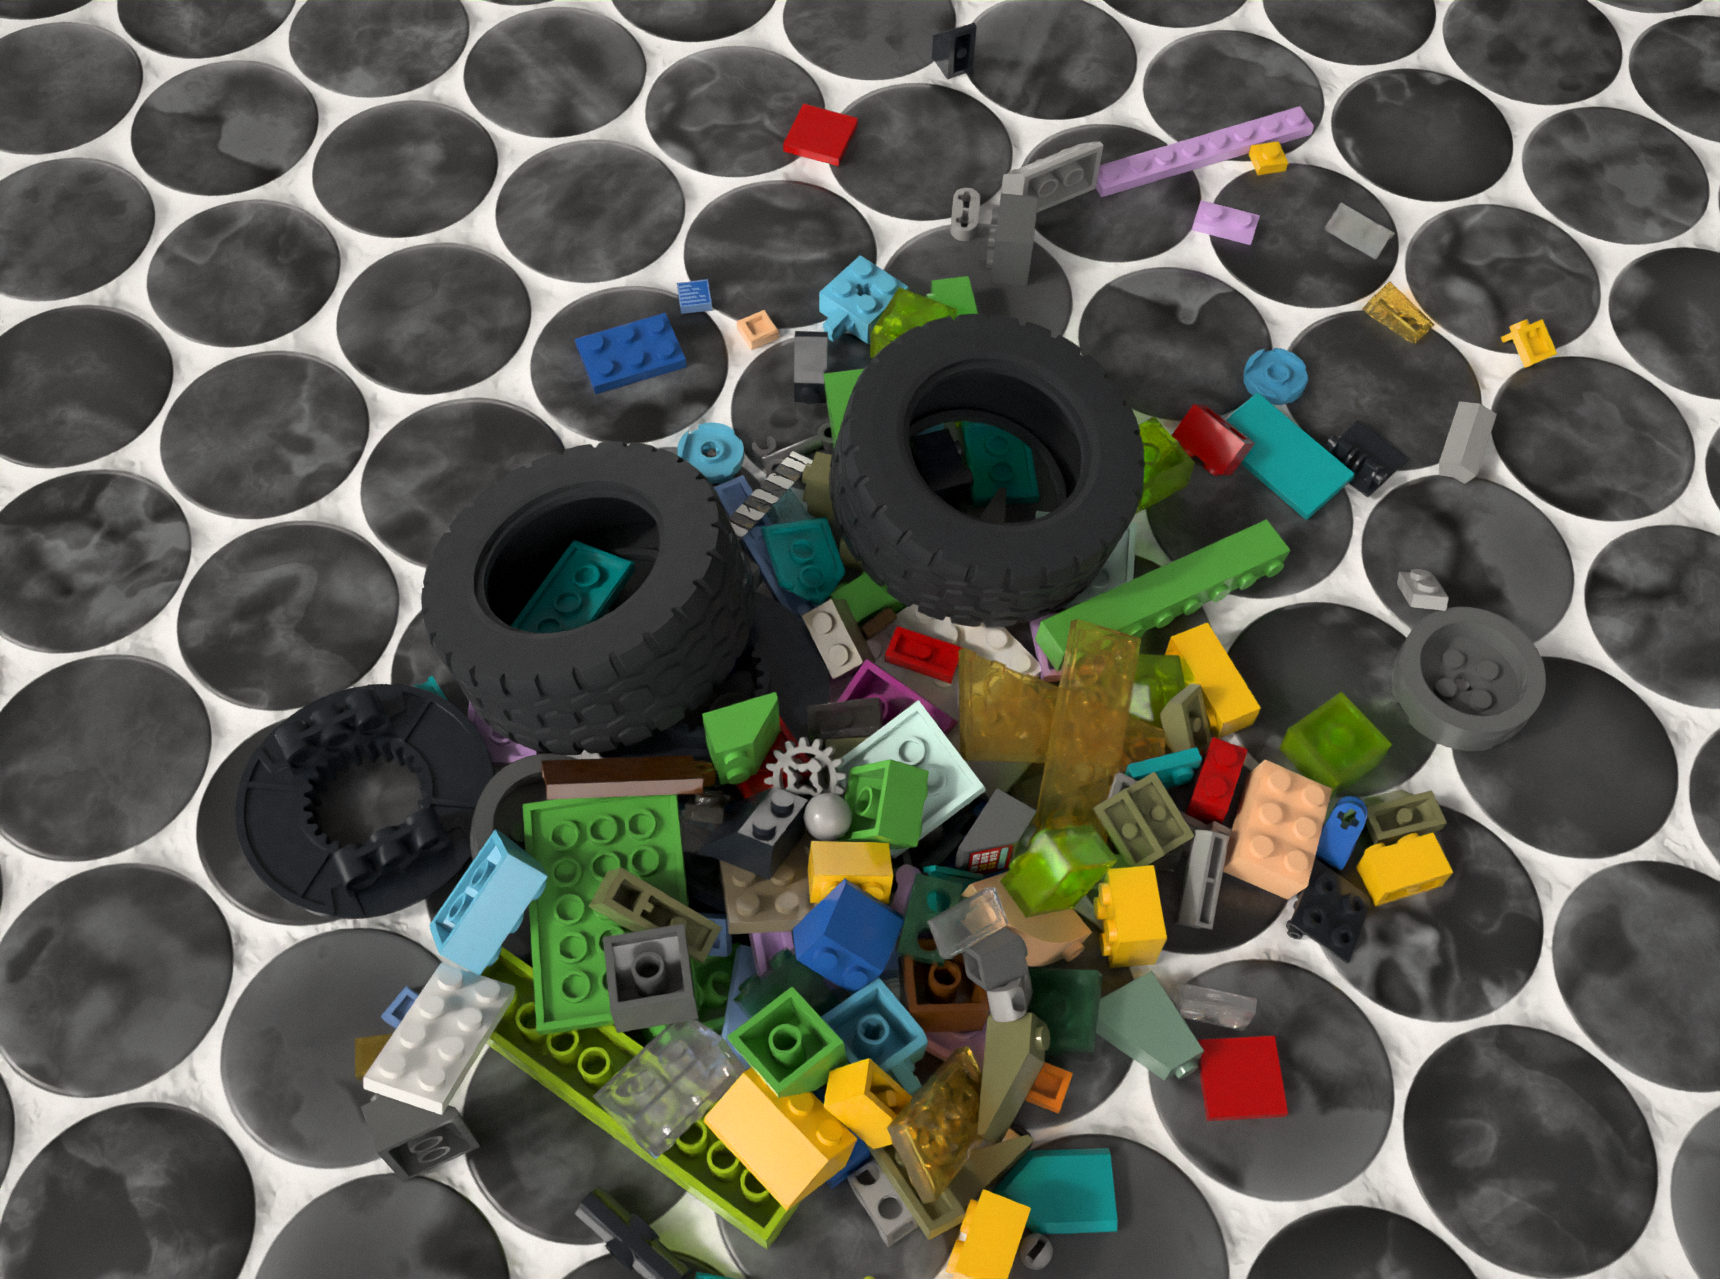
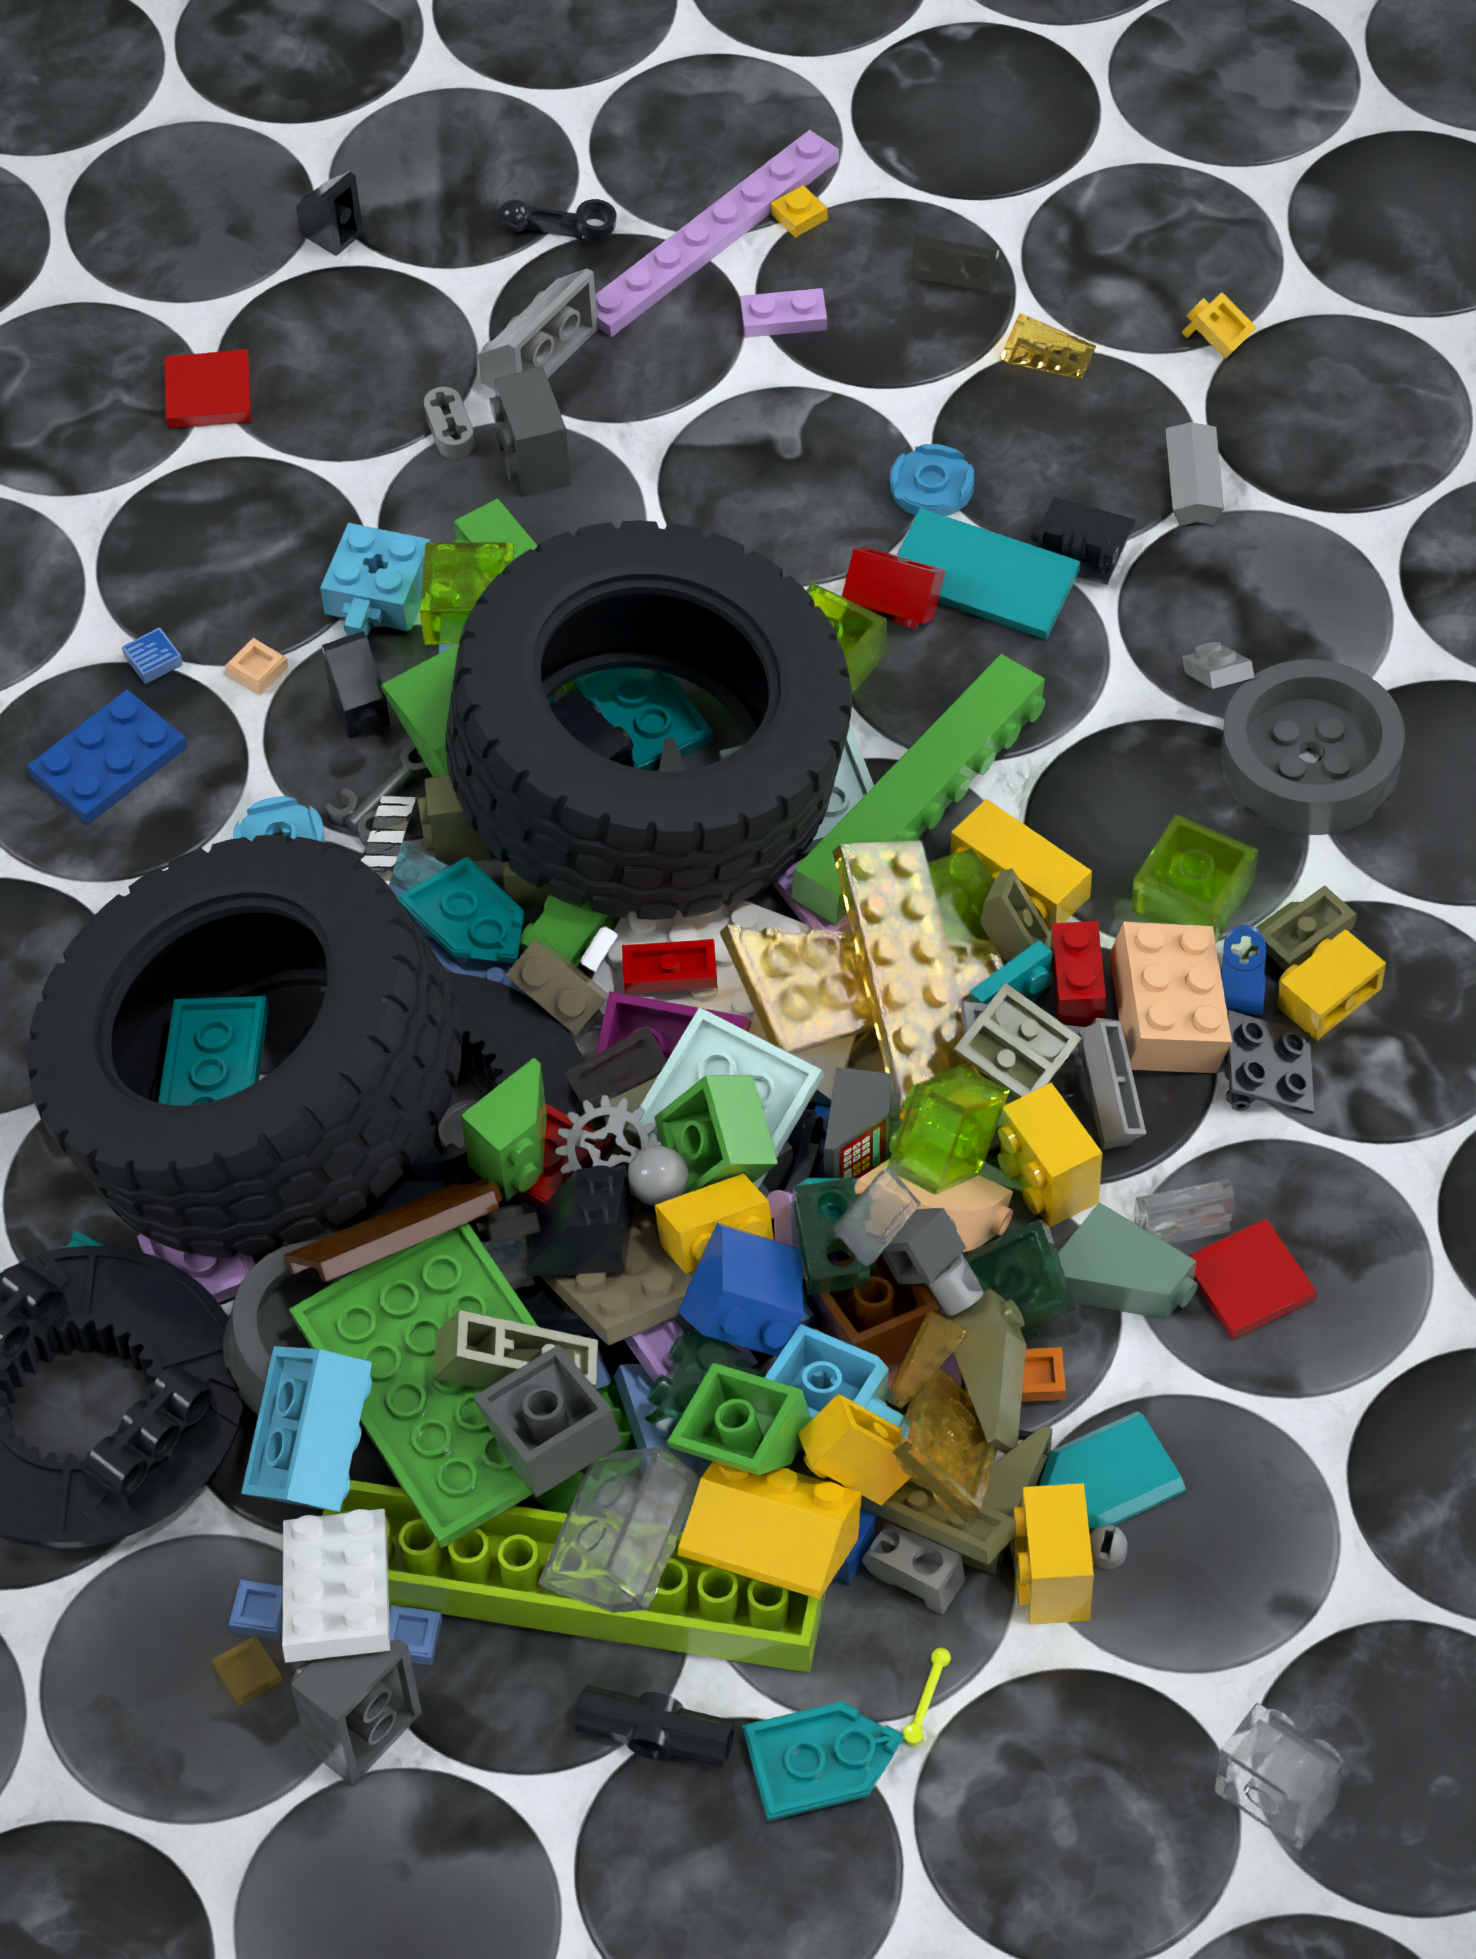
camera: 20 degrees left, 5 degrees down
(501, 1083) = (416, 1629): none -> medium blue tile
(965, 1041) = (929, 1350): none -> clear yellow slope
(1076, 94) = (517, 216): none -> black piece

